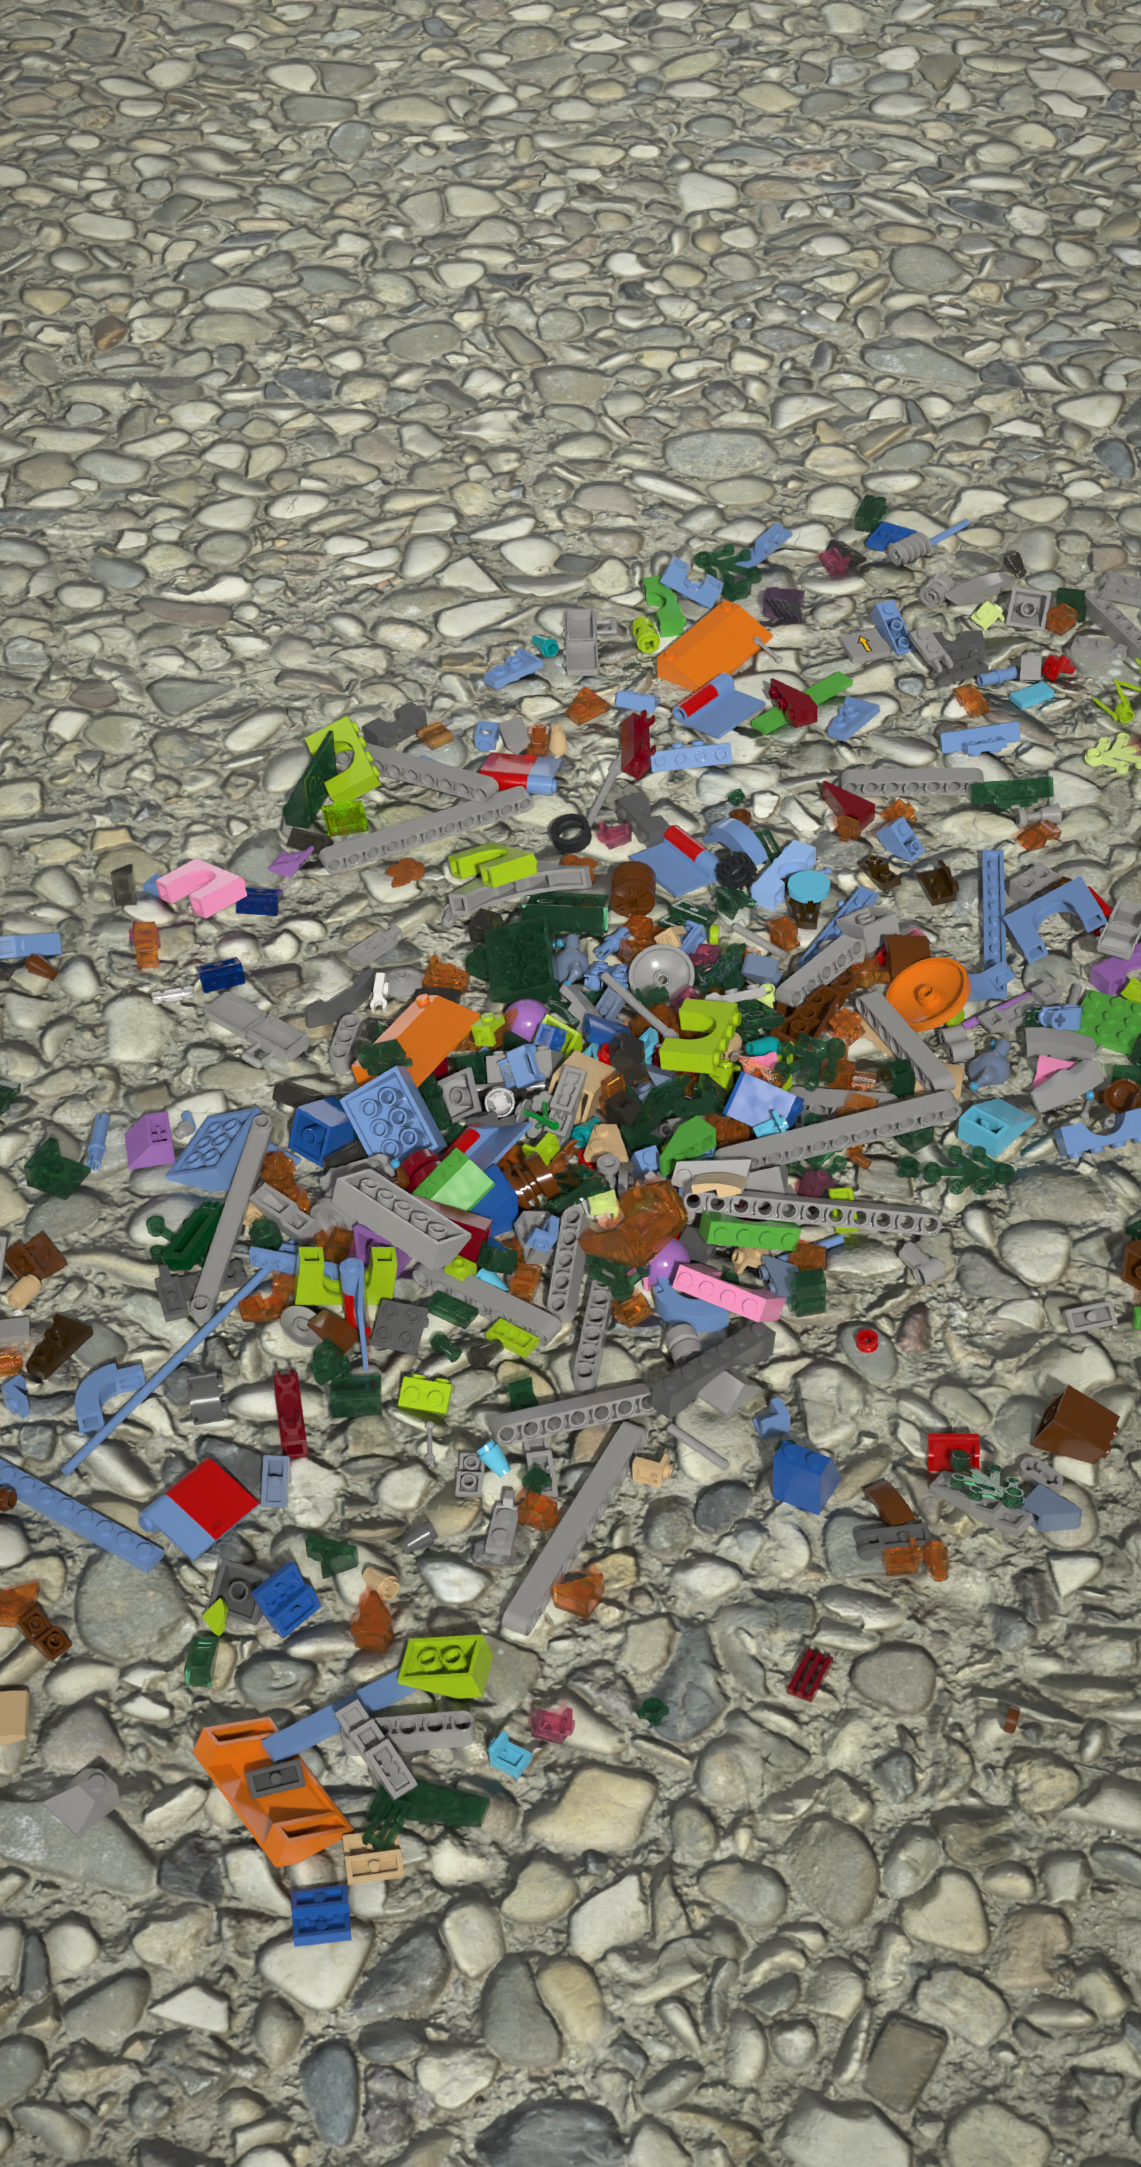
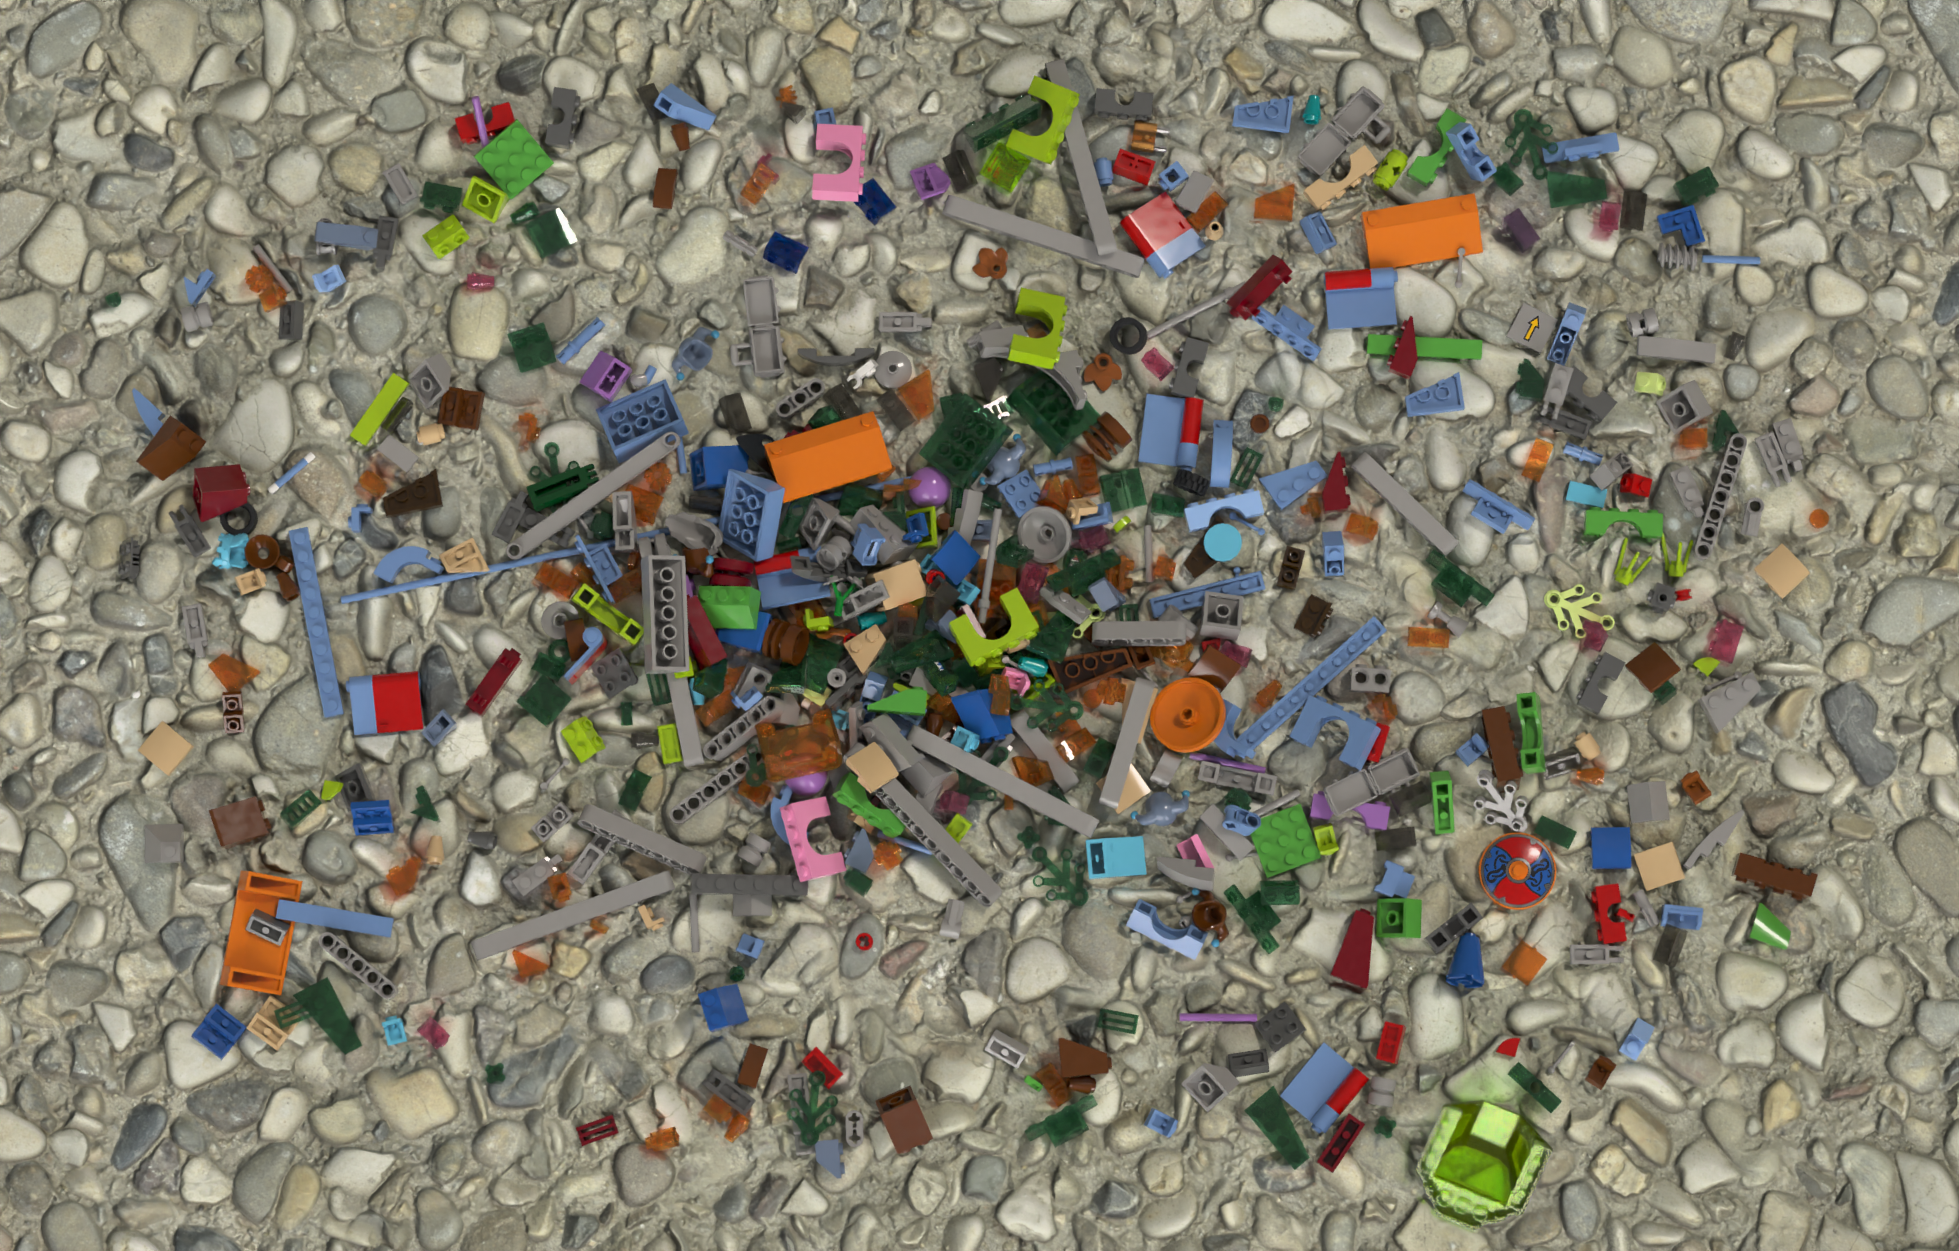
camera: 45 degrees right, 40 degrees up
(64, 1003) = (664, 188): none -> reddish brown slope
(106, 894) = (786, 95): none -> clear orange piece
(117, 1220) = (533, 430): none -> clear orange bracket
(147, 1712) = (240, 822): none -> reddish brown slope
(158, 1350) = (464, 558): none -> tan wing
(206, 1398) = (455, 629): dark grey brick -> none
(213, 1077) = (694, 352): none -> sand blue piece
(375, 1750) = (324, 967): light grey slope -> none
(382, 1057) = (782, 458): clear green plate -> none
(447, 1665) = (414, 942): lime slope -> none
(450, 750) = (1133, 167): none -> red hinge
(484, 1029) = (886, 481): lime bracket -> none
(494, 1458) = (571, 825): medium azure cone -> none
(536, 1474) = (579, 864): clear green plate -> none
(612, 1514) = (599, 926): none -> clear orange tile
(613, 675) = (1322, 192): none -> tan arch
(730, 1276) = (834, 819): clear green hinge -> none
(789, 566) = (1573, 189): none -> clear green wing
(813, 828) = (1292, 483): none -> medium blue wing
(883, 1619) = (662, 1139): none -> clear orange hips
(905, 666) = (1531, 382): none -> clear green slope
(970, 948) = (1267, 695): none -> clear orange cone
(1096, 677) = (1647, 524): none -> bright green arch

